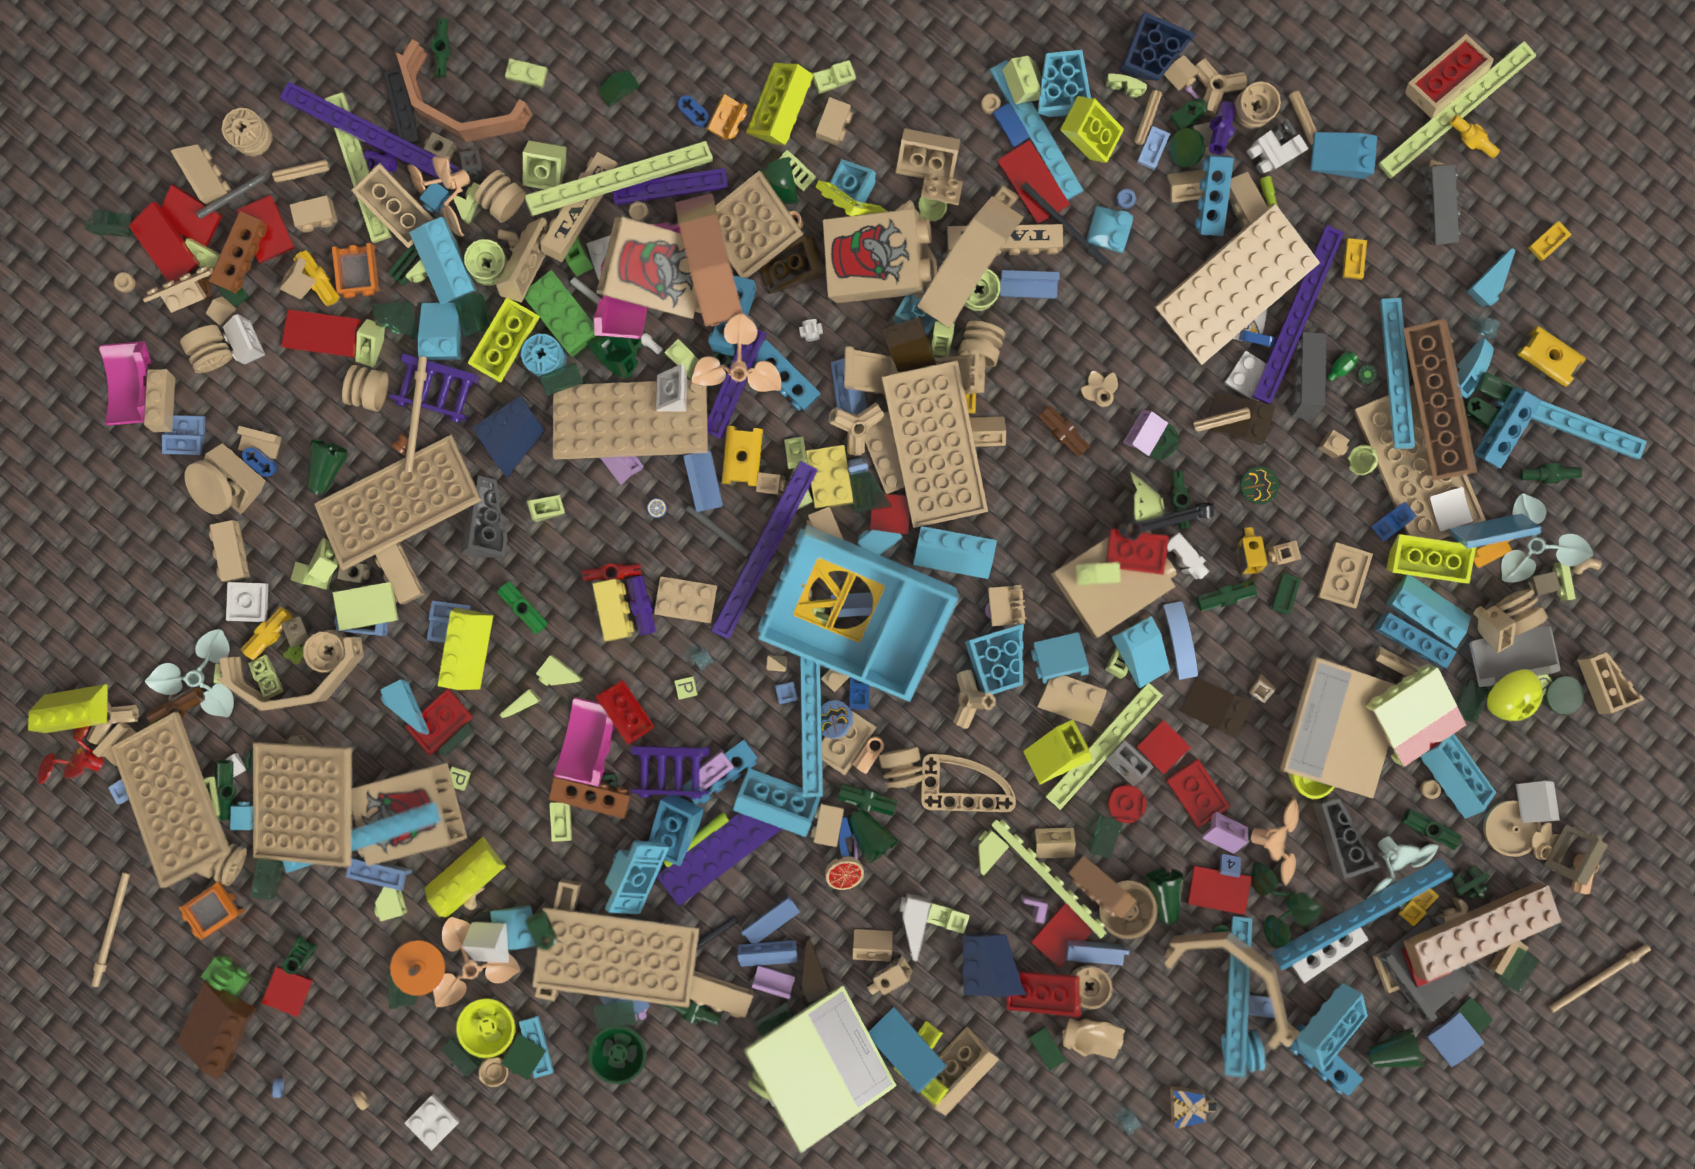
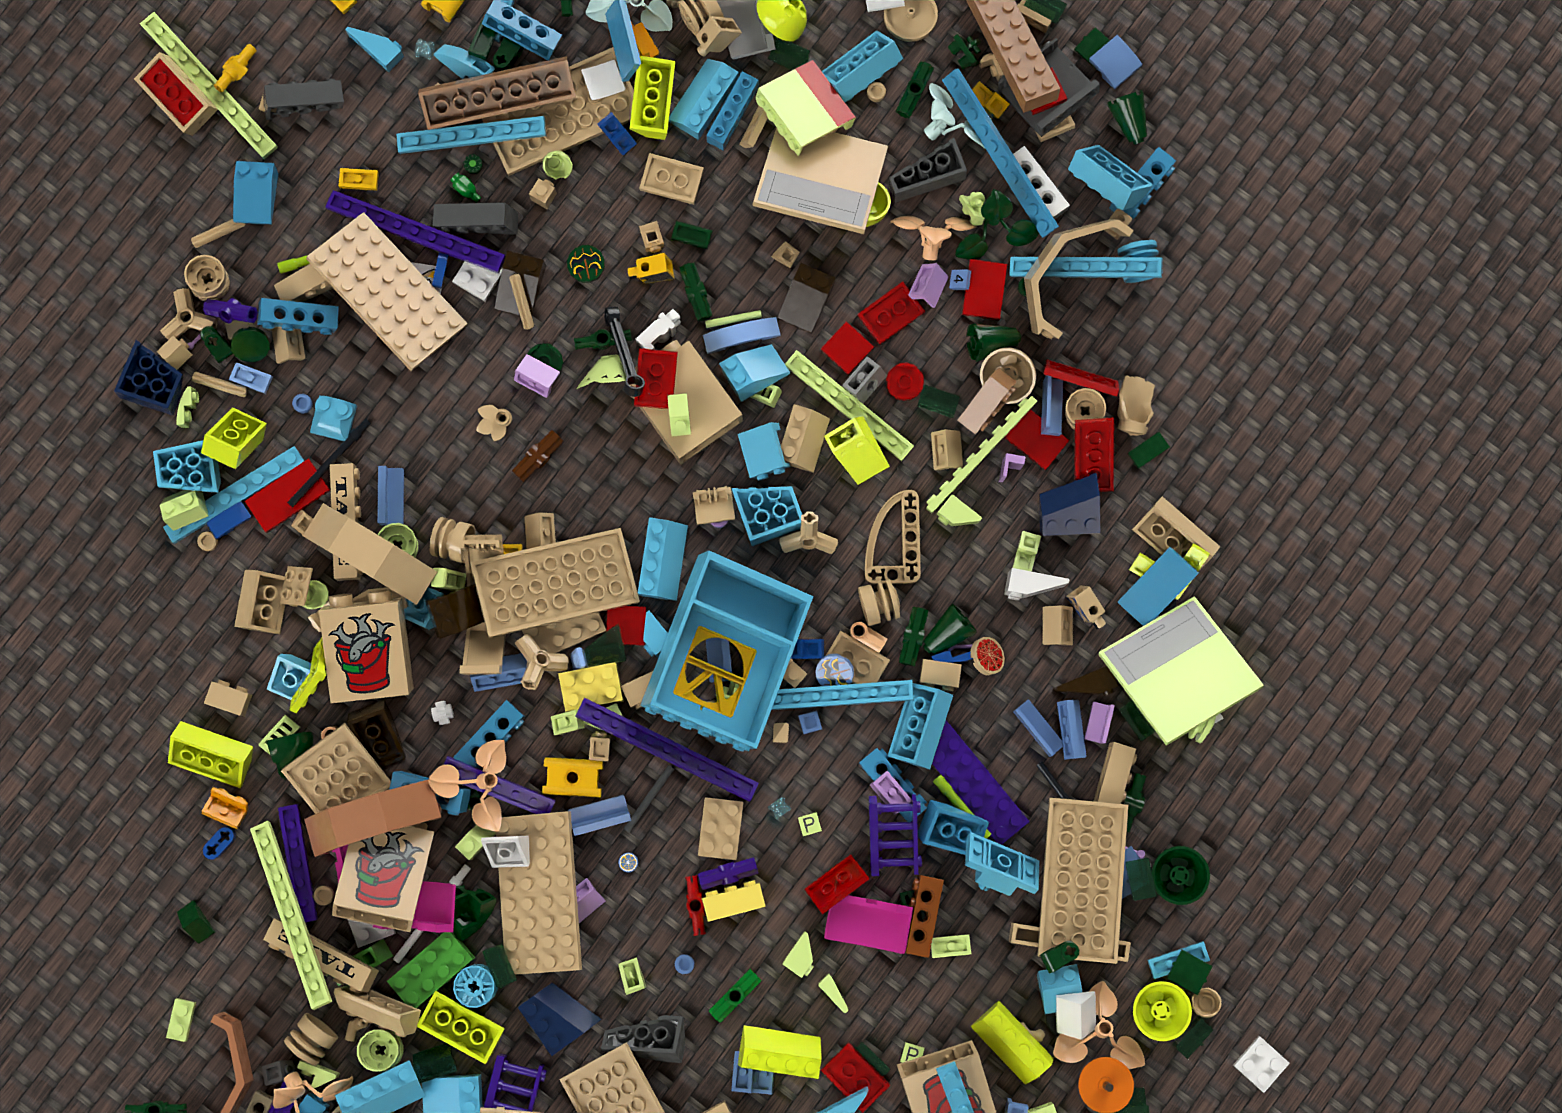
camera: 95 degrees left, 5 degrees down
(543, 165) = (278, 996): yellowish green slope -> none
(556, 559) = (684, 964): none -> medium blue tile
(834, 77) = (182, 700): yellowish green slope -> none
(1123, 984) = (1081, 377): none -> red tile
(1130, 1123) = (1215, 366): clear light blue wheel -> none
(1189, 1106) = (1196, 311): torso -> none
(1197, 632) = (733, 319): none -> yellowish green bar
(1260, 1006) = (1095, 244): light blue plate -> none
(1272, 152) = (252, 262): white hips -> none
(1306, 883) = (972, 206): none -> yellowish green hips

